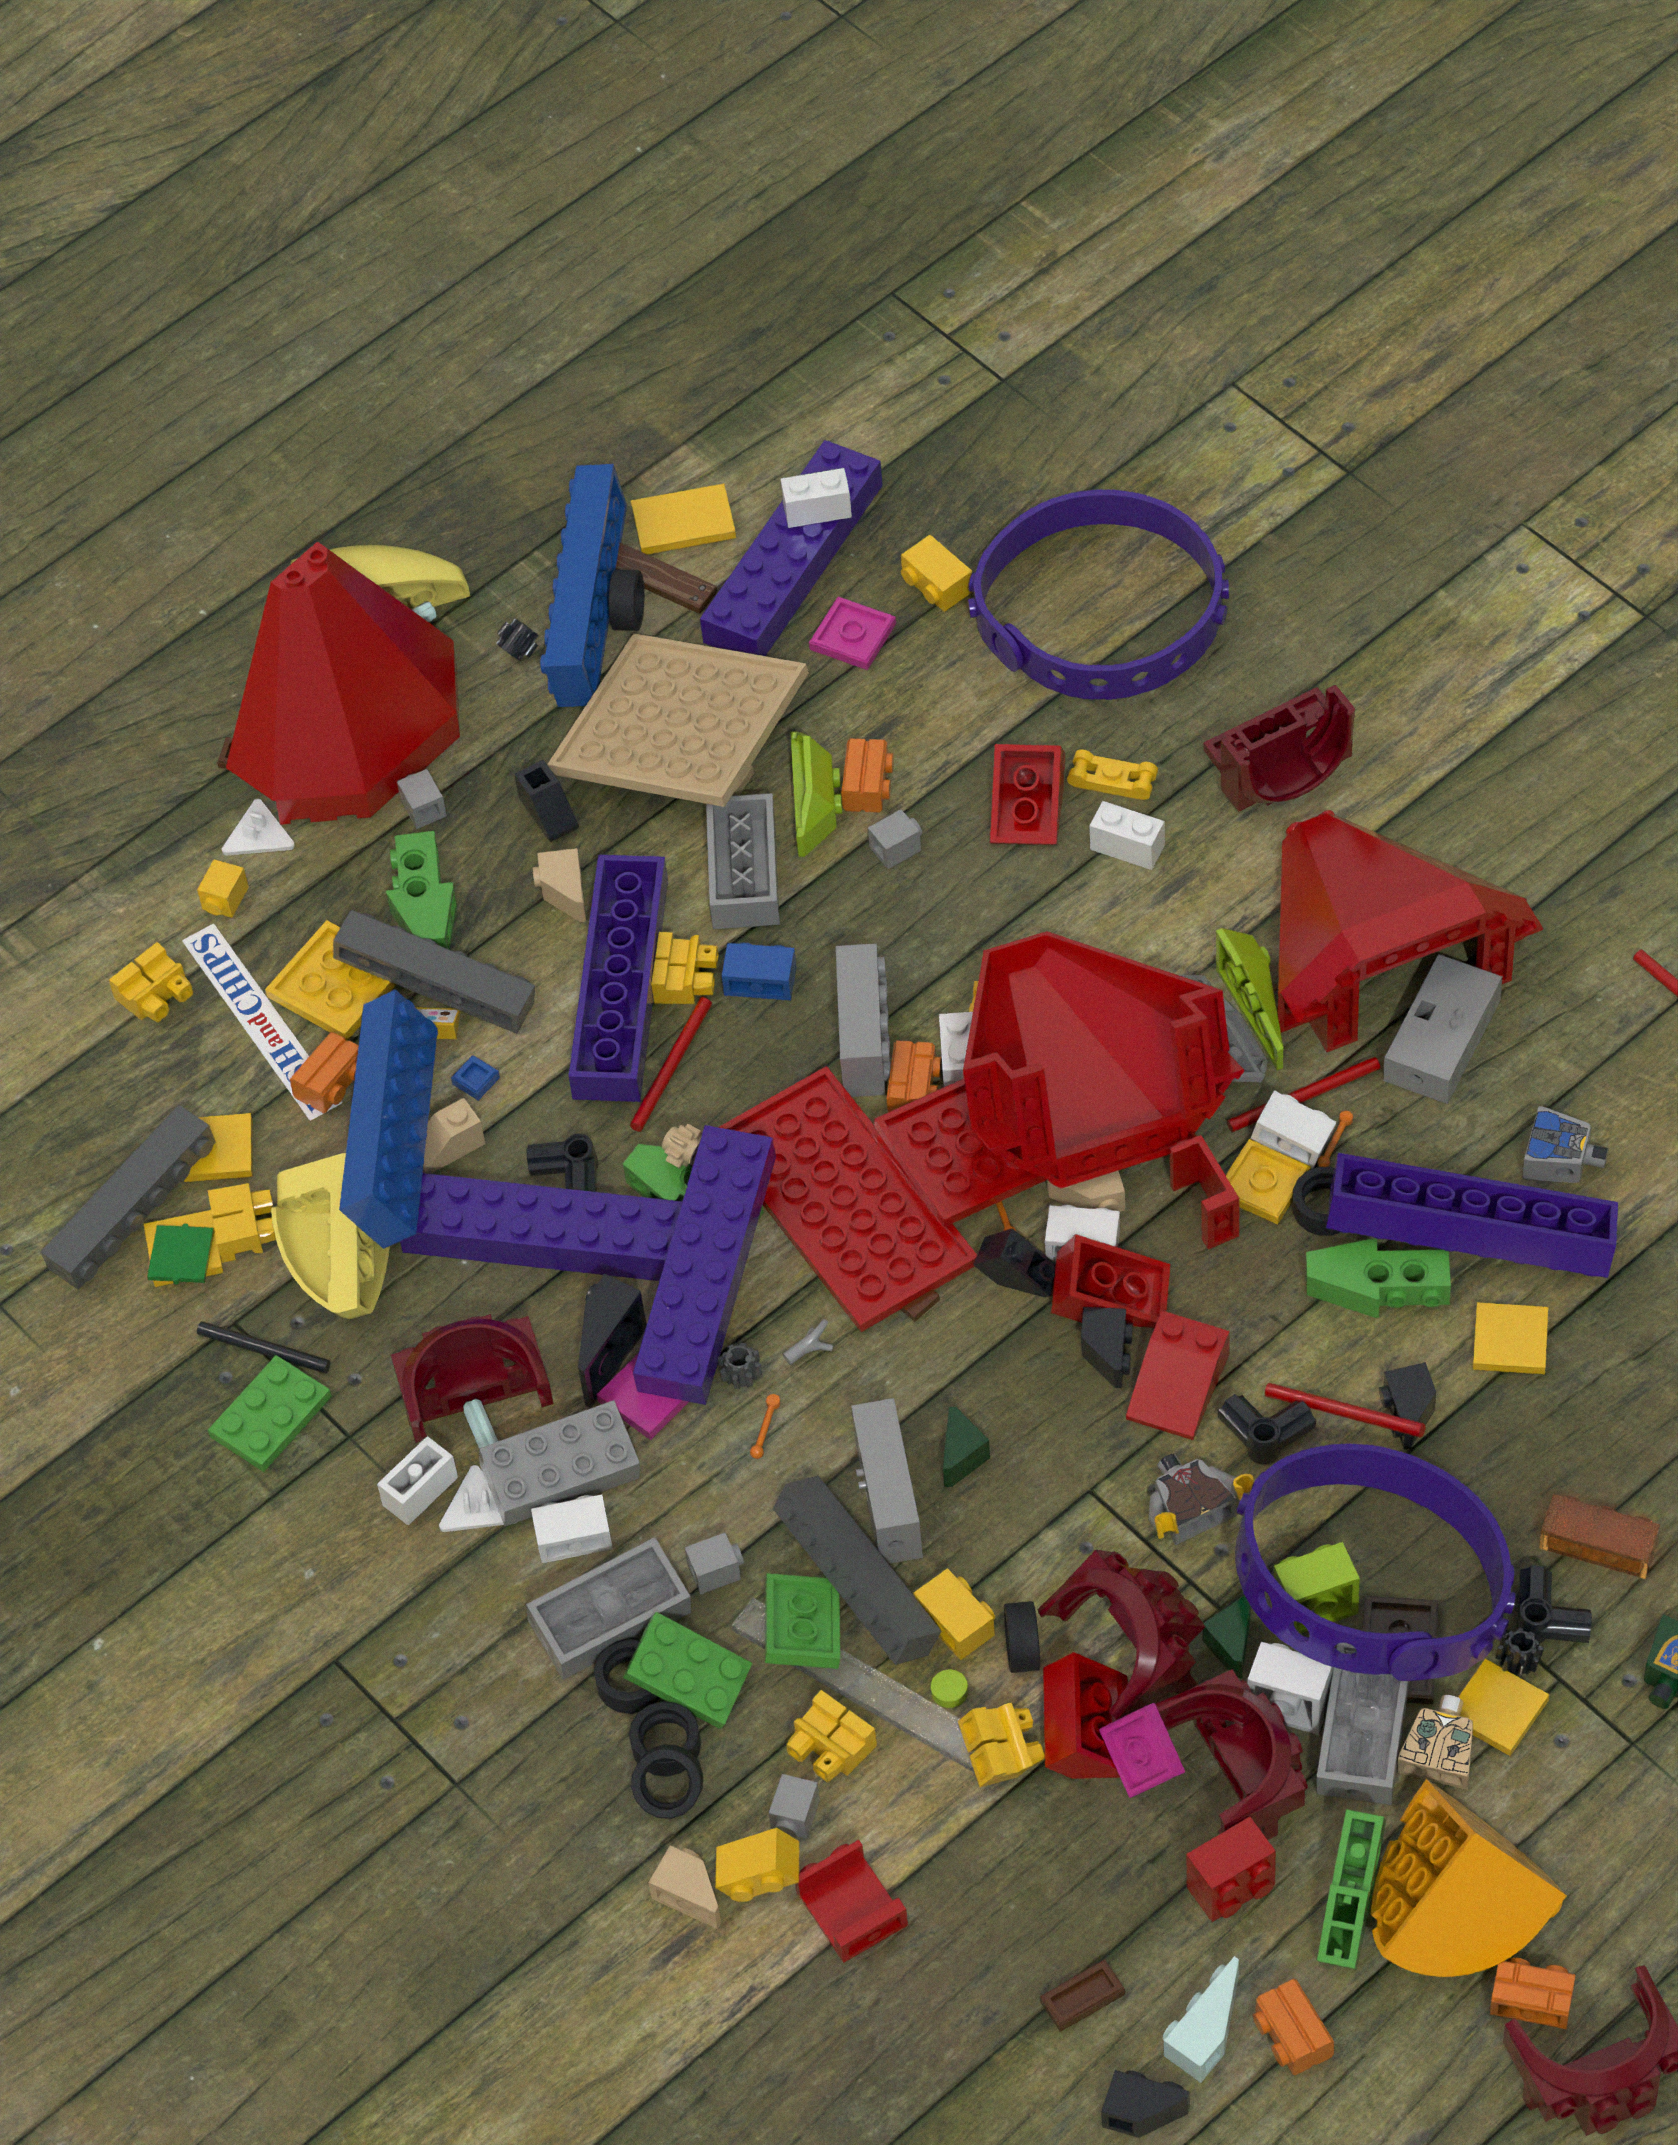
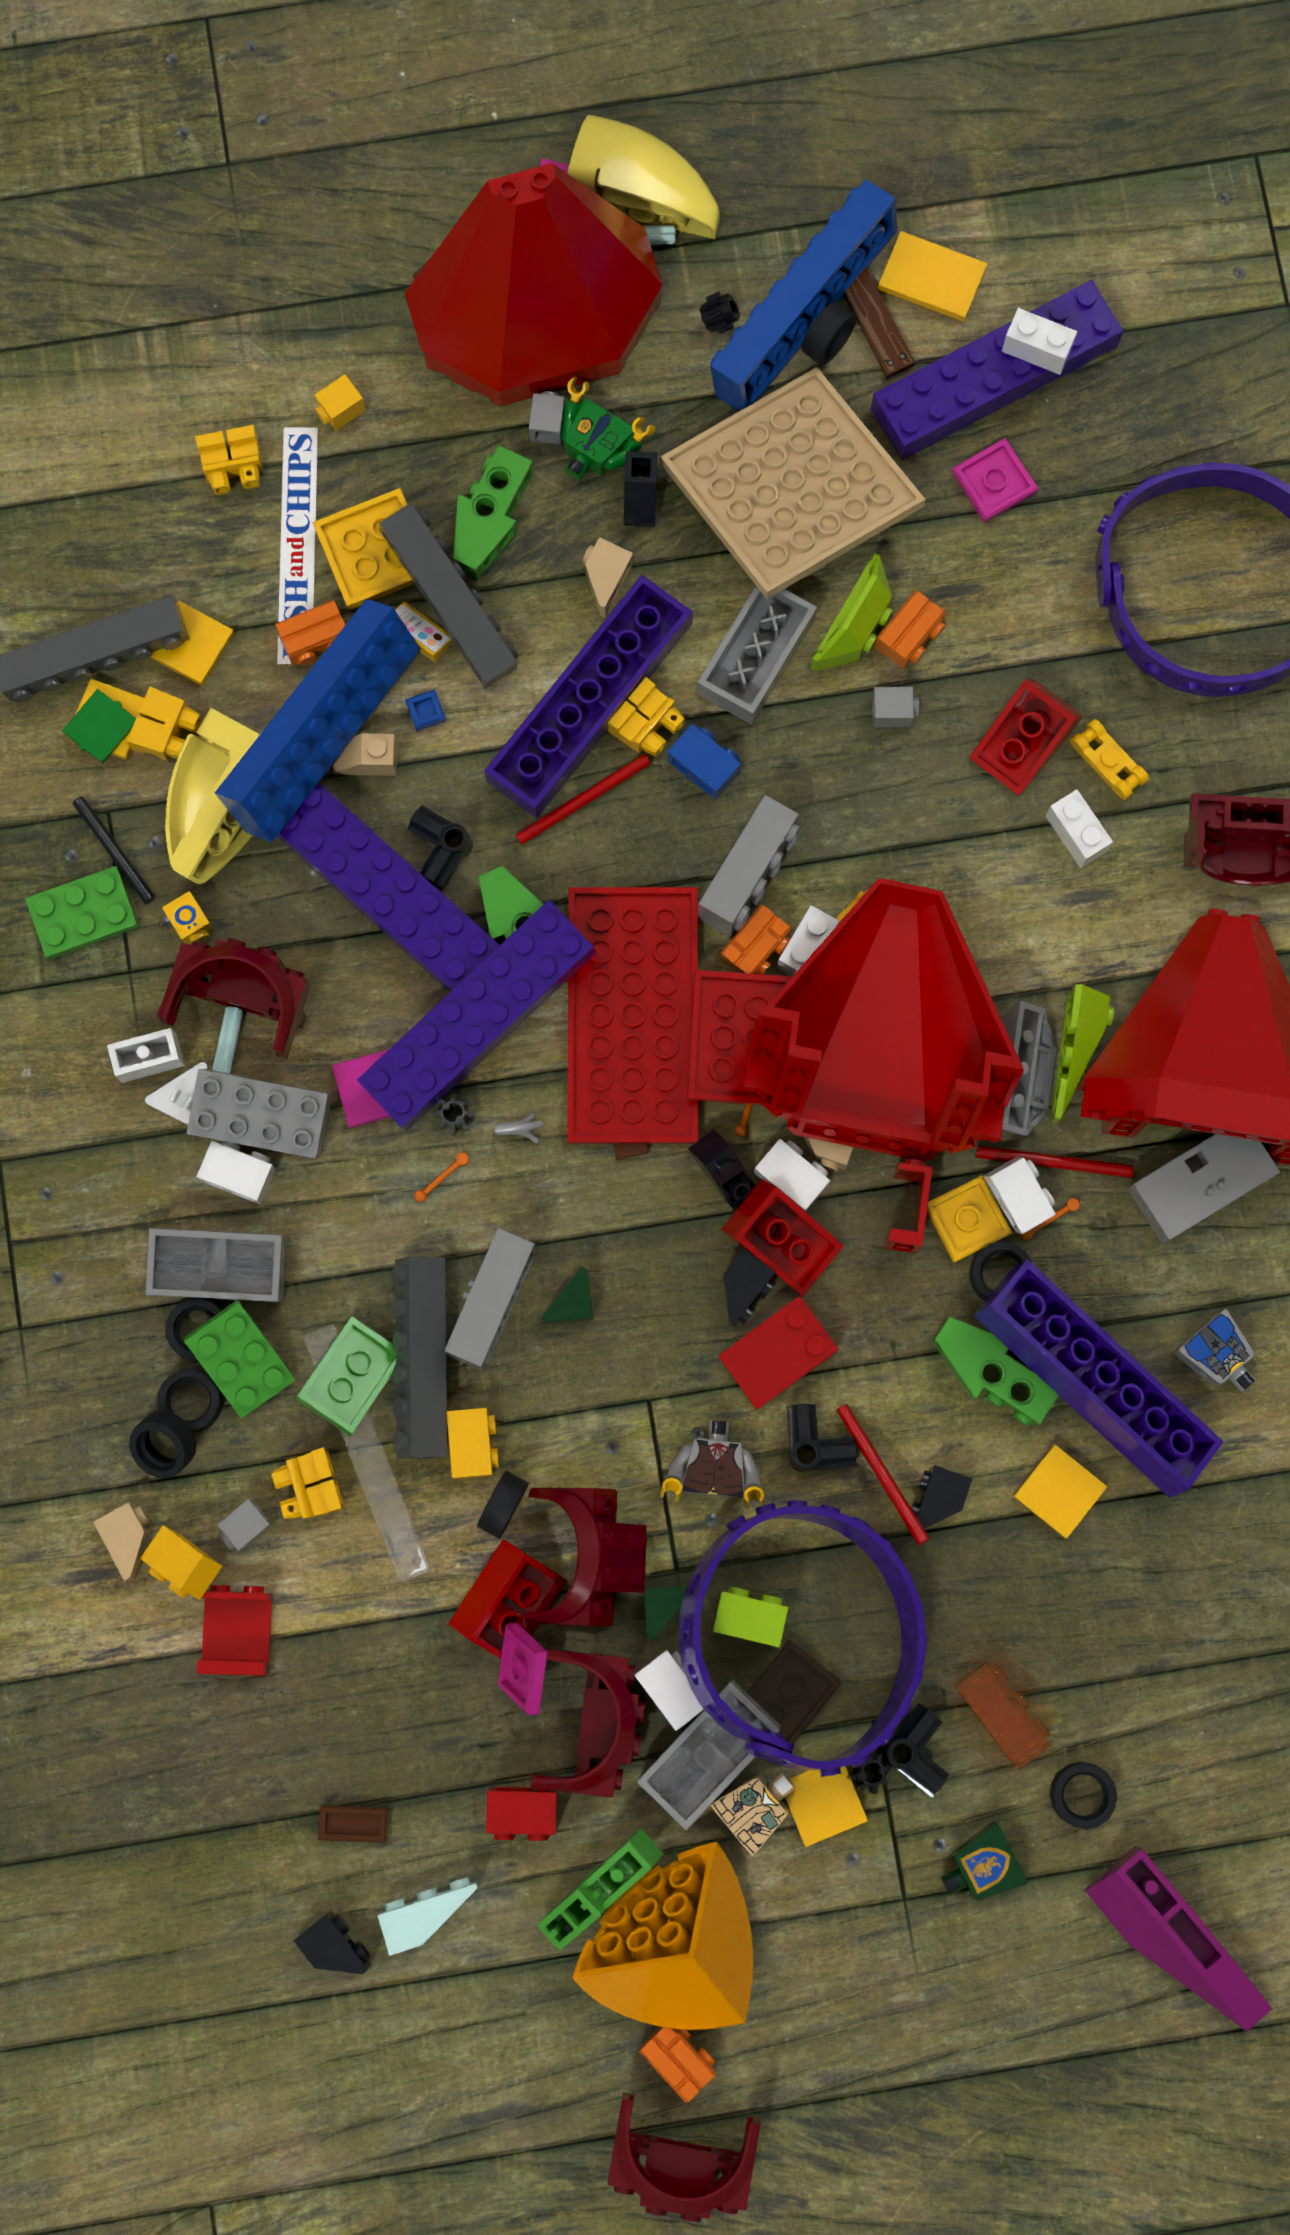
camera: 30 degrees right, 25 degrees up
(257, 833) = (402, 364): white piece -> none
(372, 1354) = (188, 919): none -> yellow brick
(479, 786) = (596, 436): none -> green torso
(610, 1331) = (367, 1021): black slope -> none
(681, 1145) = (528, 897): tan gear -> none
(714, 1562) = (322, 1275): light grey brick -> none
(936, 573) = (1098, 468): yellow brick -> none
(949, 1688) = (428, 1500): lime tile -> none
(999, 1743) = (425, 1580): yellow hips -> none
(1294, 2027) = (484, 1963): orange brick -> none

